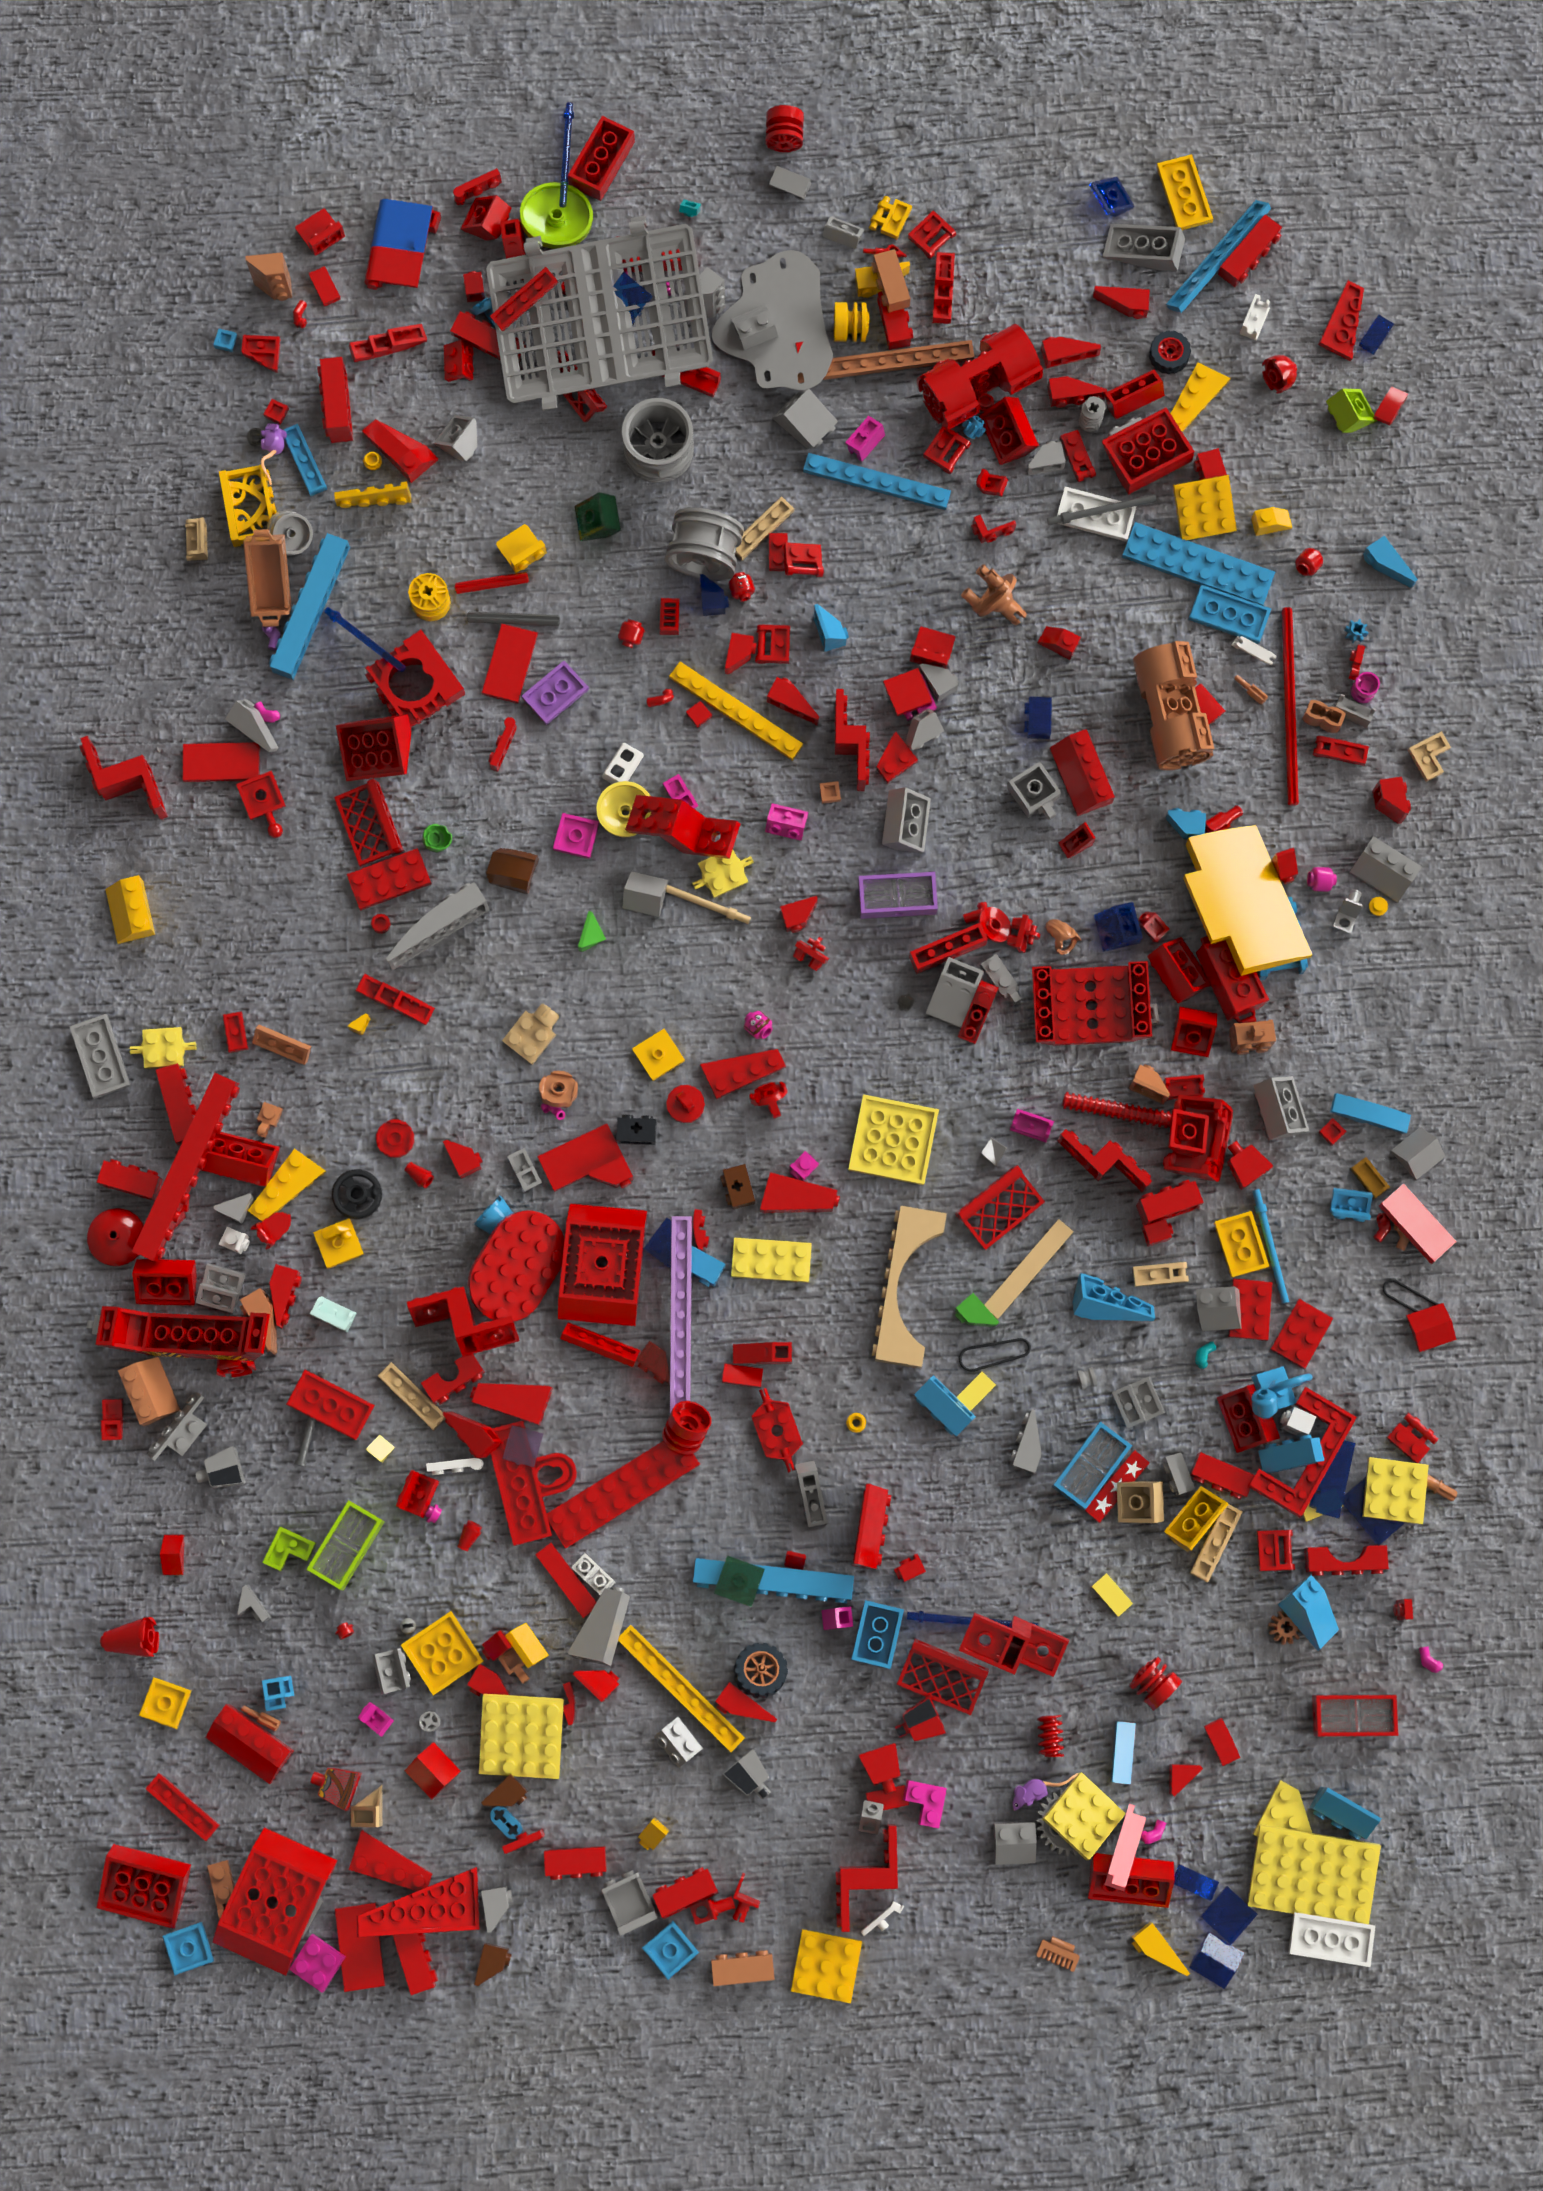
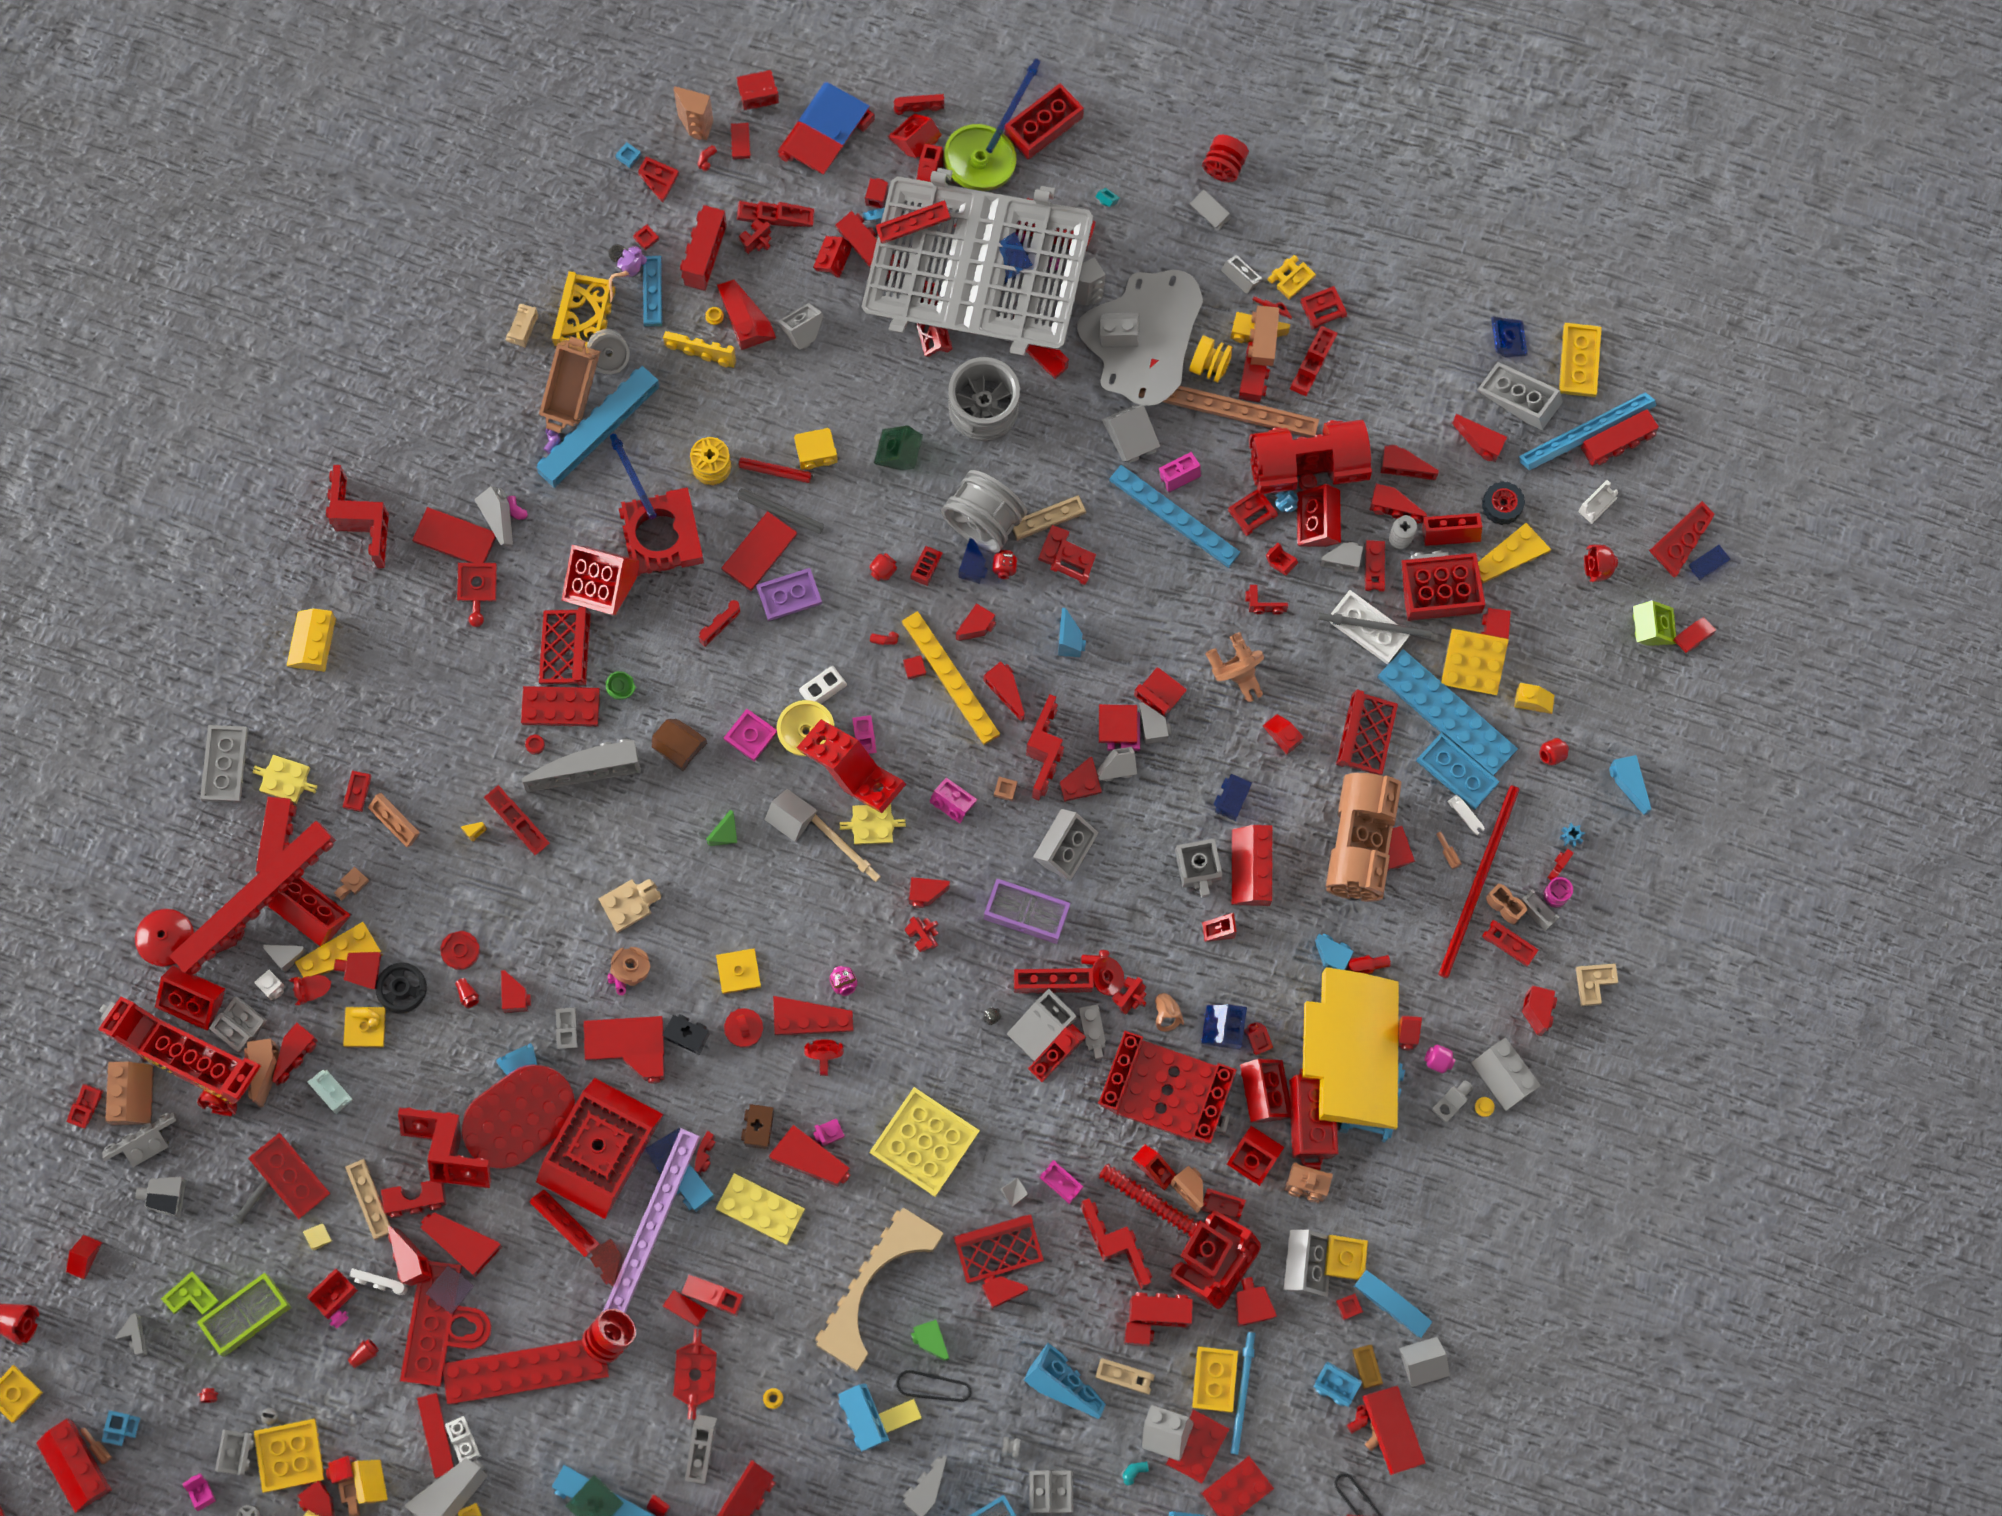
camera: 20 degrees right, 5 degrees down
(129, 1179) = (199, 888): red brick -> none
(312, 1191) = (360, 968): none -> red torso
(383, 372) = (758, 239): none -> red hips
(779, 644) = (1017, 632): red plate -> none
(1019, 1243) = (1002, 1290): none -> red slope
(1028, 1269) = (1000, 1318): tan tile -> none
(1108, 1078) = (1154, 1166): none -> red slope
(1119, 610) = (1351, 728): none -> red fence
(1311, 1089) = (1345, 1257): none -> yellow plate

